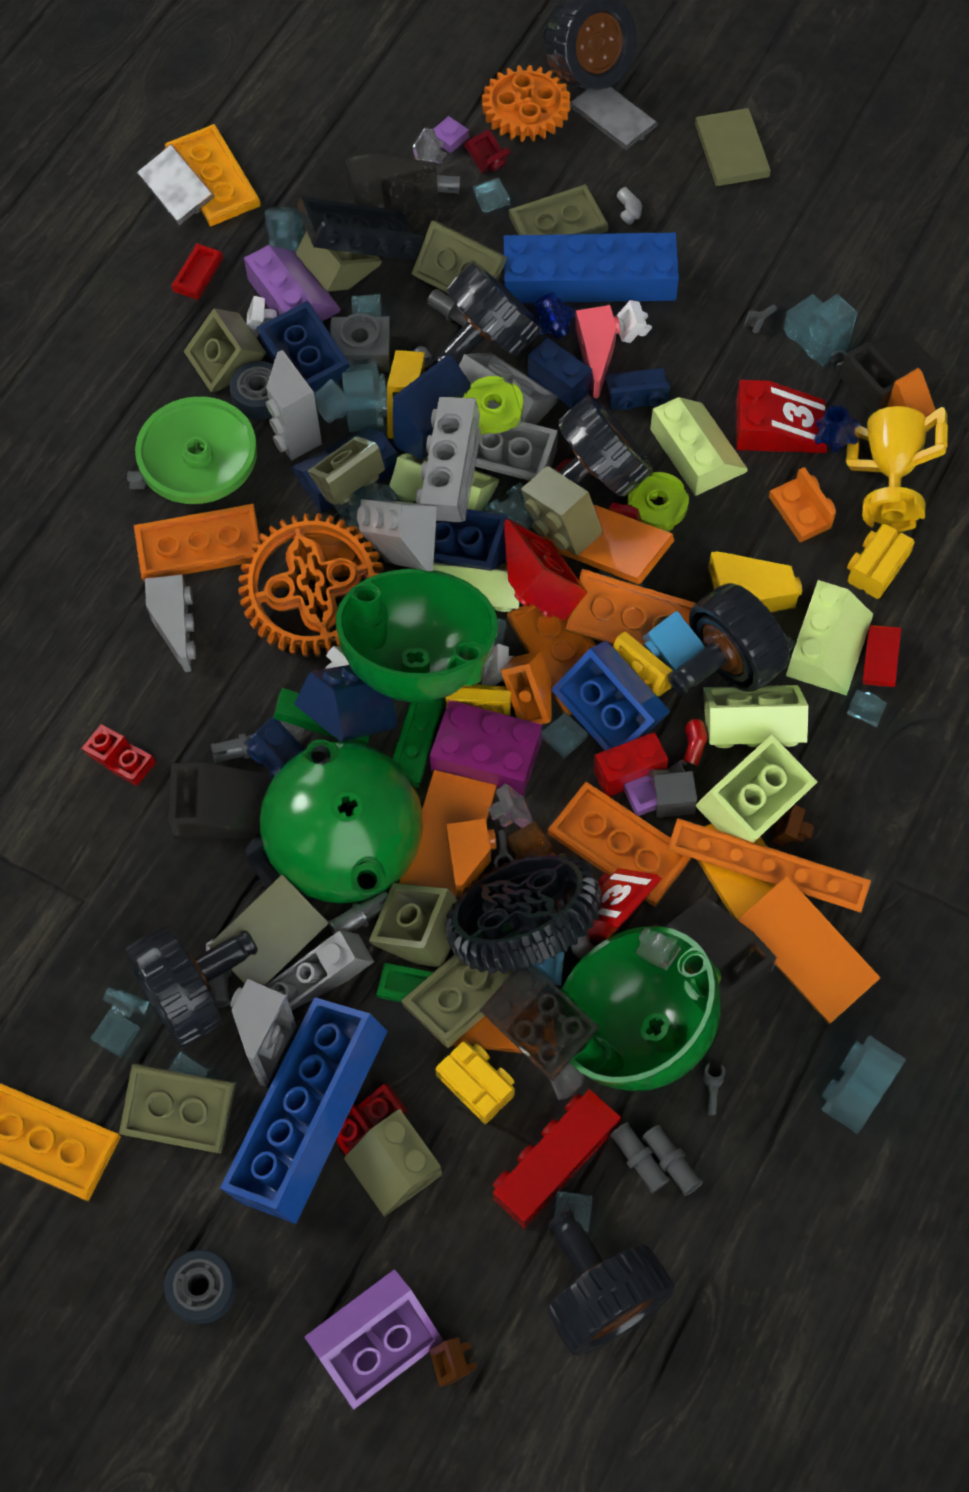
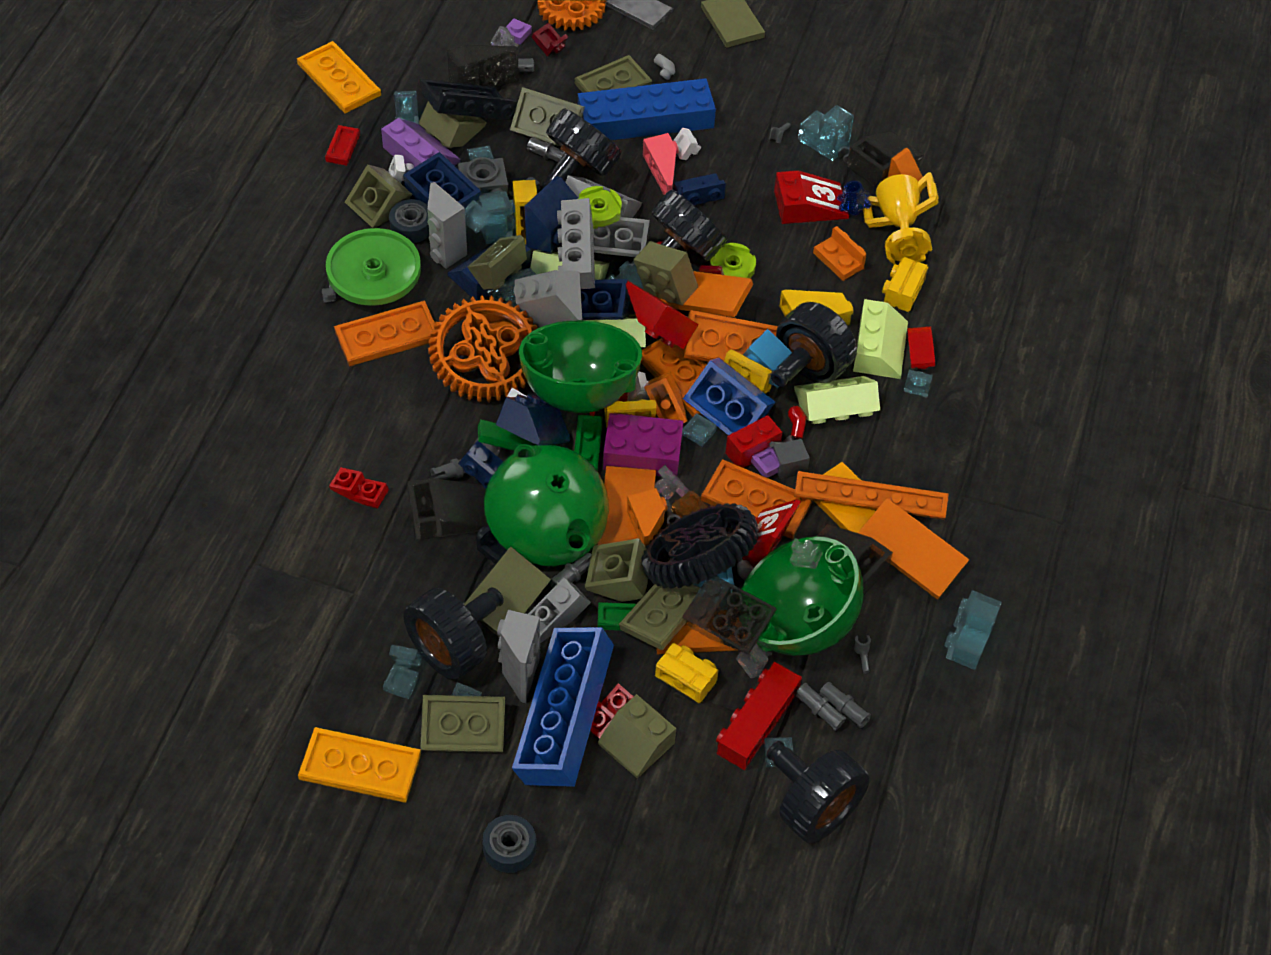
camera: 15 degrees left, 10 degrees down
(168, 608) = (377, 386): light grey slope -> none
(175, 184) = (312, 85): flat silver piece -> none
(374, 1338) = (650, 858): medium lavender slope -> none
(450, 1361) = (711, 865): reddish brown tile -> none
(491, 195) = (558, 69): clear light blue tile -> none
(553, 315) = (627, 144): clear blue rock -> none
(559, 372) = (639, 183): dark blue brick -> none
(695, 444) = (750, 222): yellowish green slope -> none
(756, 791) = (851, 445): yellowish green slope -> none
(791, 827) = (881, 469): reddish brown tile -> none

